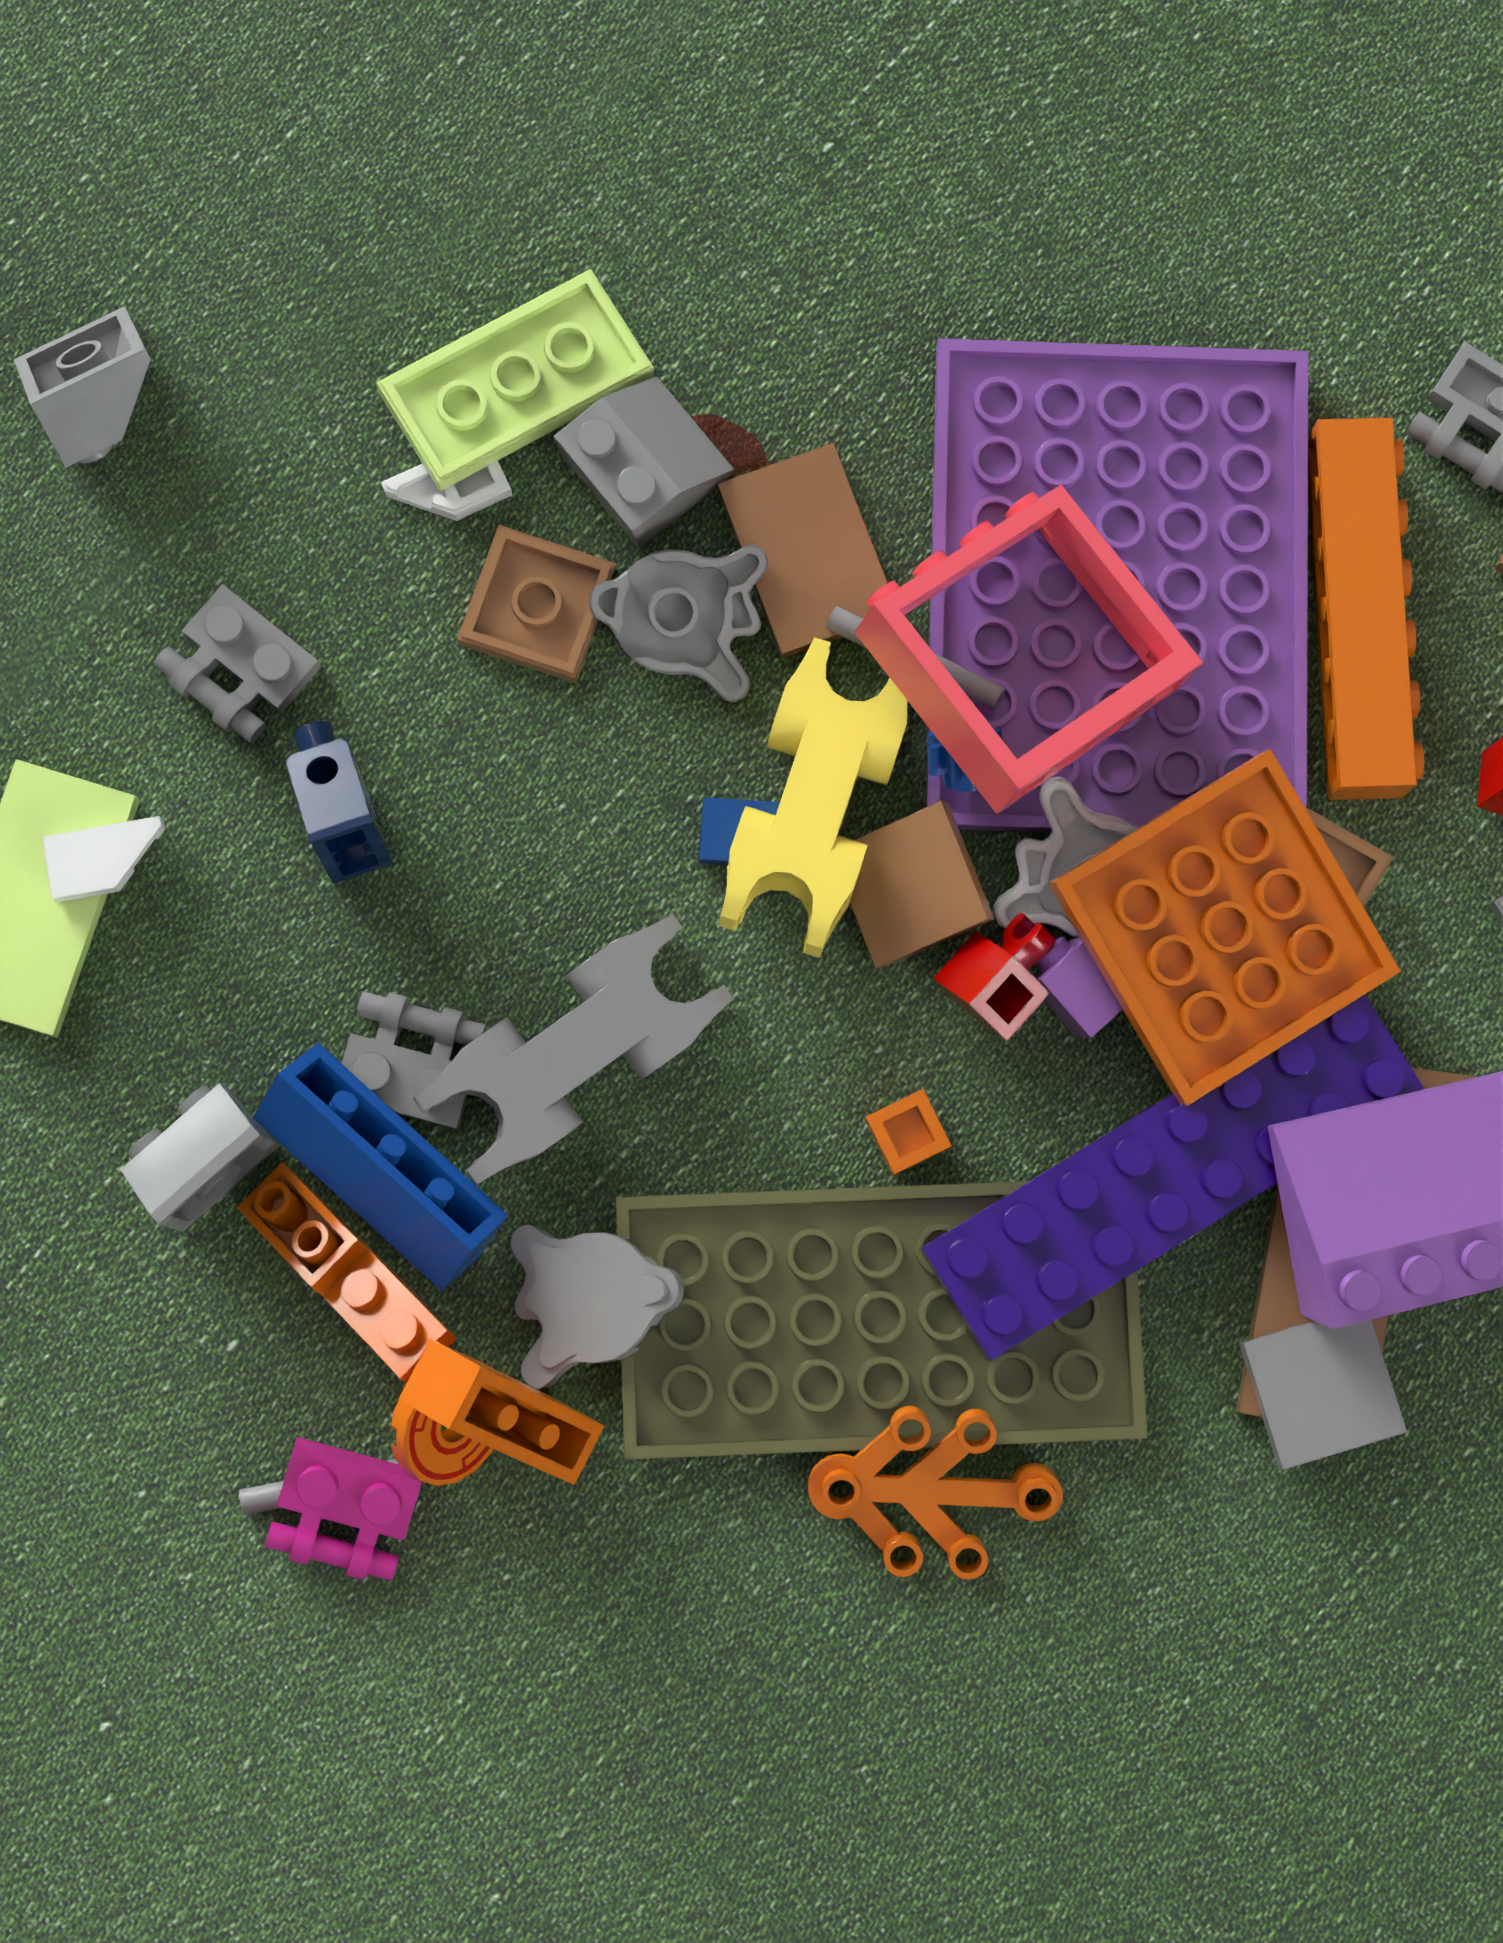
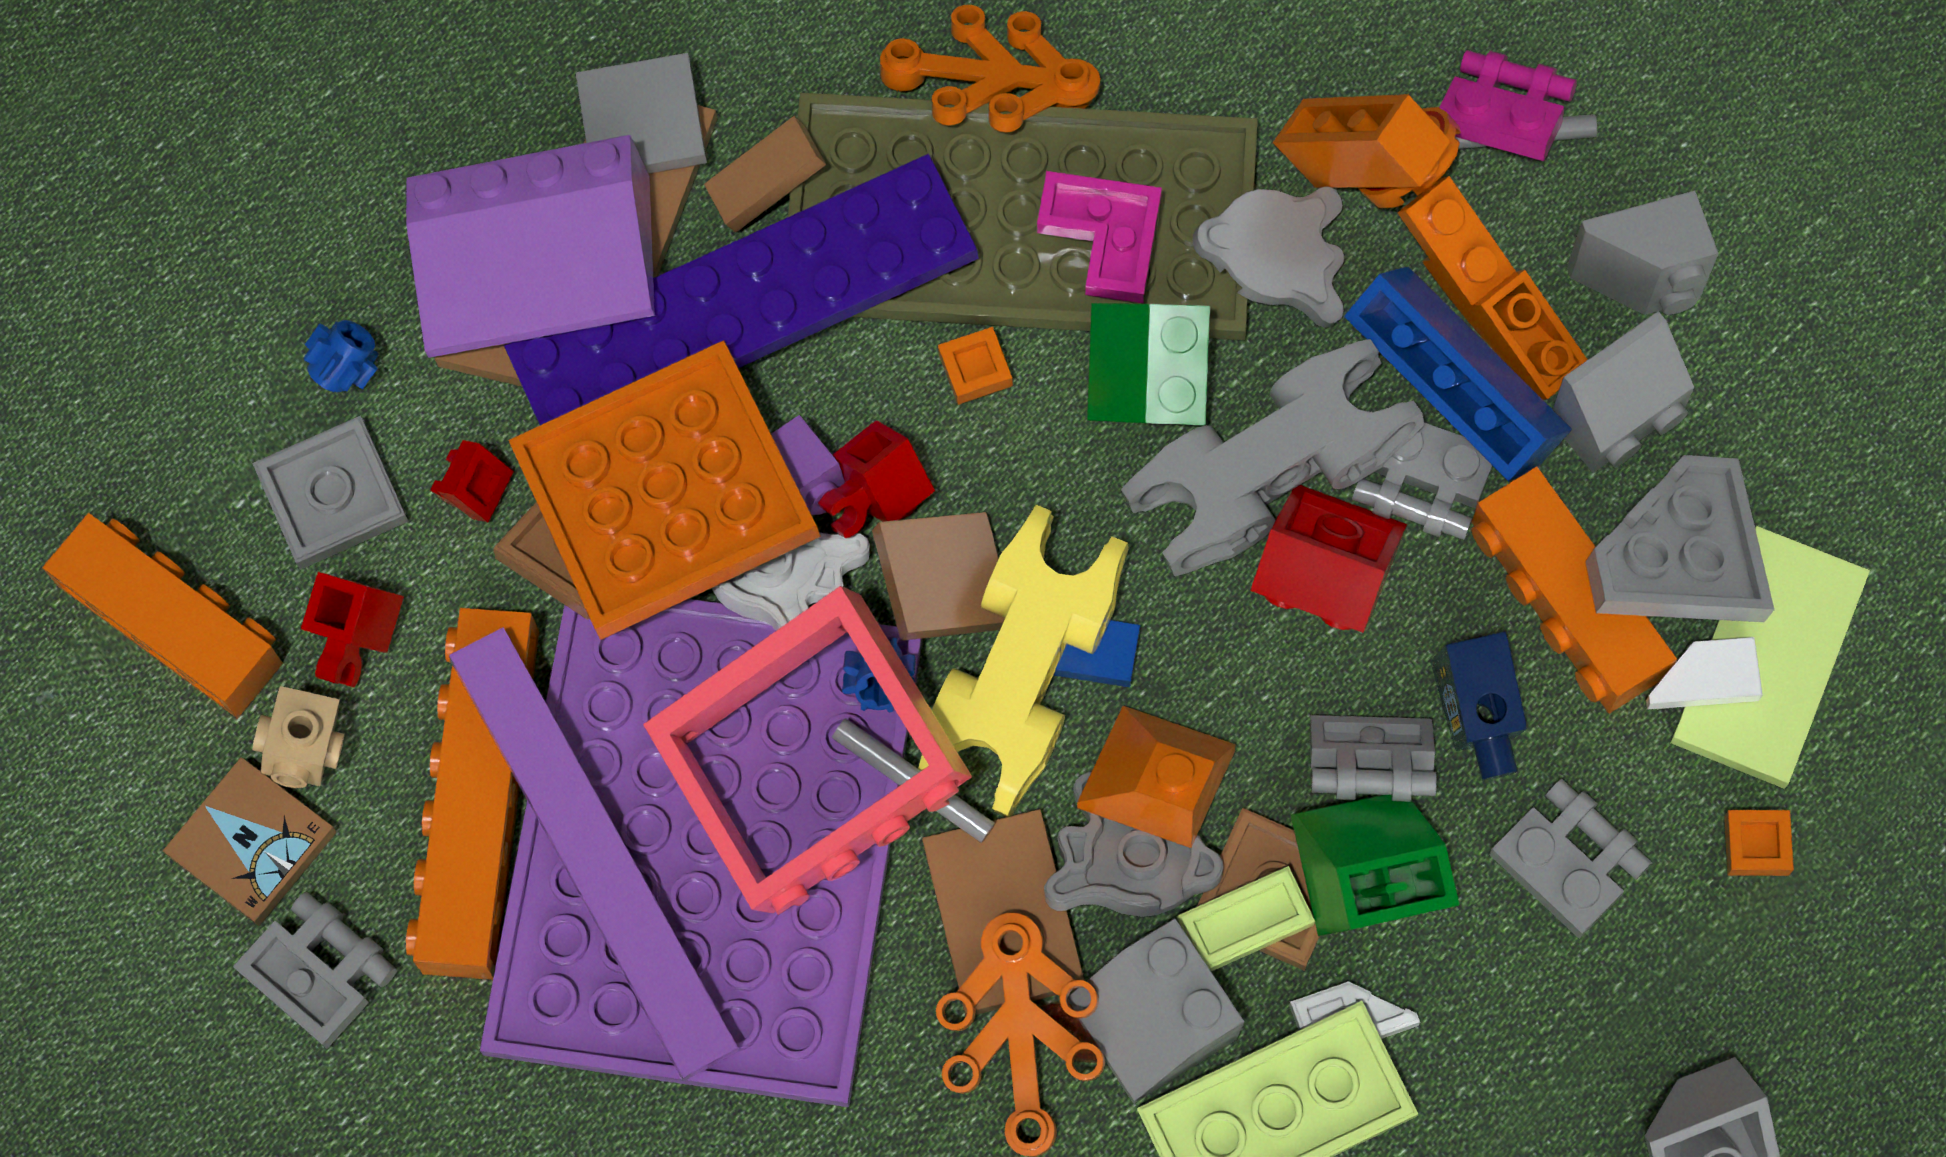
camera: 165 degrees left, 10 degrees down
(45, 694) = (1758, 843): none -> orange plate
(126, 984) = (1685, 550): none -> light grey plate
(166, 1322) = (1647, 255): none -> light grey slope
(245, 939) = (1547, 567): none -> orange brick
(435, 612) = (1372, 863): none -> green slope
(444, 751) = (1372, 756): none -> light grey plate
(504, 950) = (1327, 558): none -> red slope
(562, 556) = (1247, 919): none -> yellowish green tile
(666, 698) = (1156, 776): none -> orange slope
(716, 1141) = (1148, 363): none -> green slope
(766, 1301) = (1117, 220): none -> dark pink plate
(776, 430) = (1019, 1023): none -> orange plant
(1171, 1331) = (764, 174): none -> medium nougat tile
(1235, 545) = (594, 855): none -> medium lavender tile
(1429, 941) = (473, 481): none -> red tile

